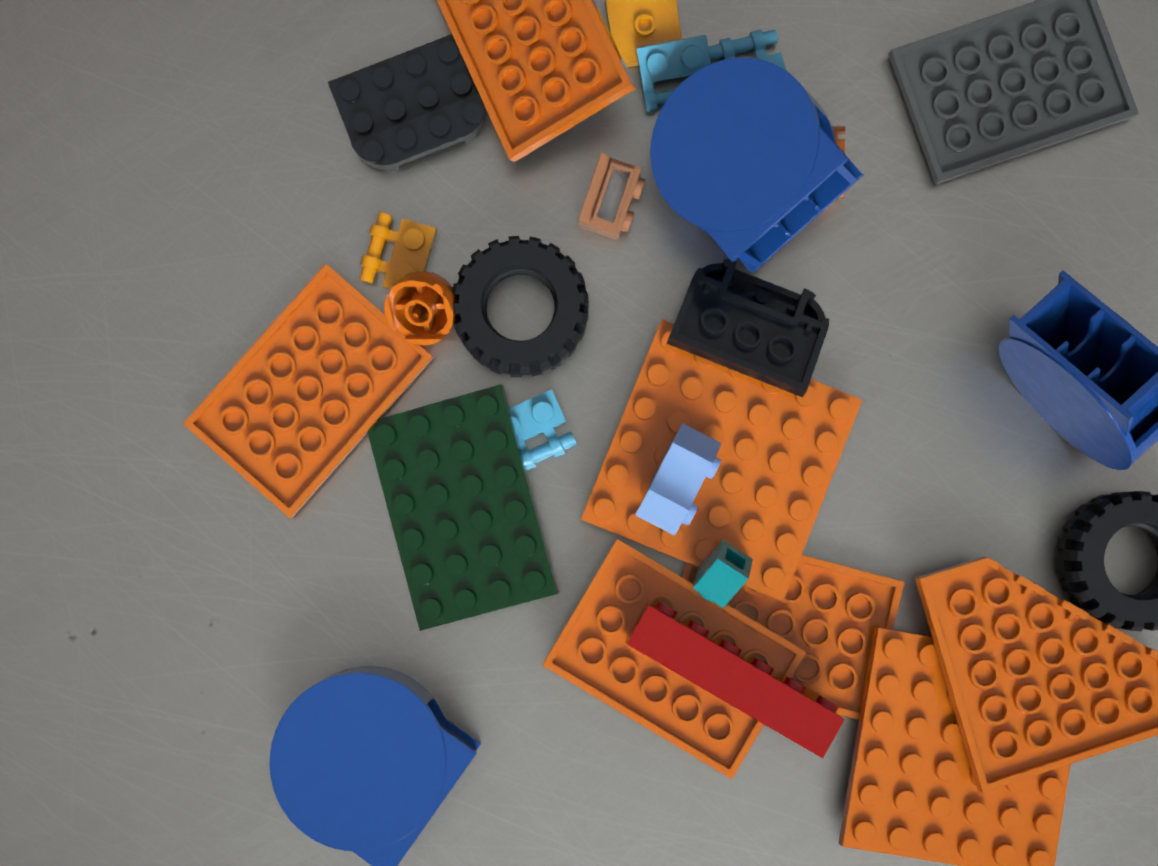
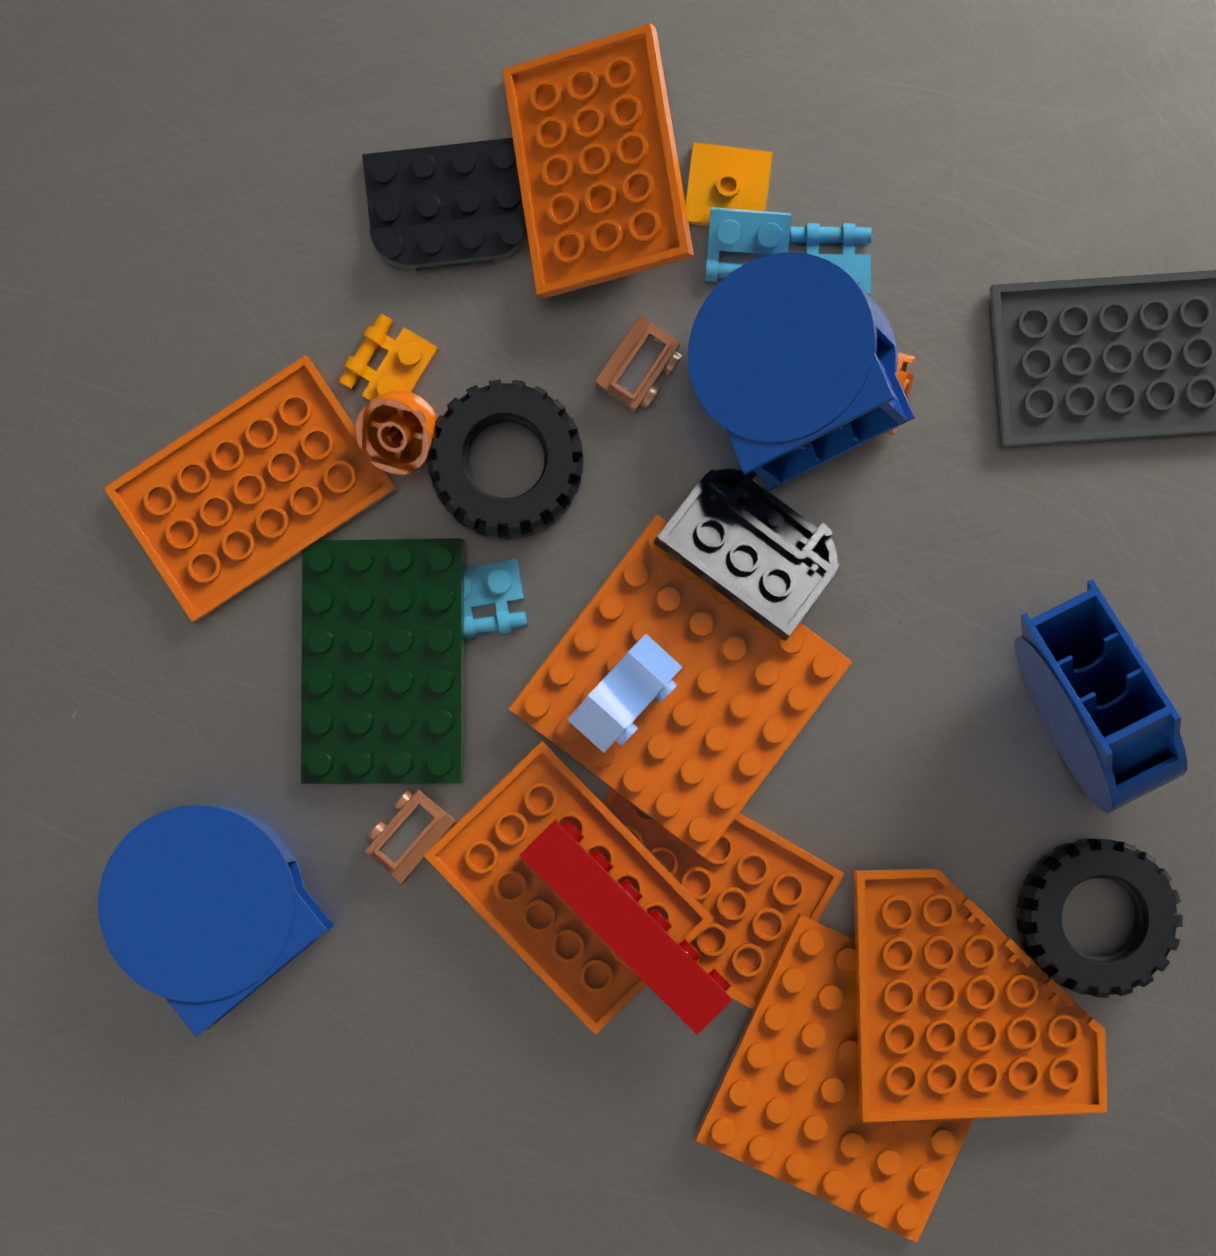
camera: 15 degrees right, 0 degrees up
(524, 650) = (409, 834): none -> nougat window
(722, 574) = (644, 809): teal brick -> none

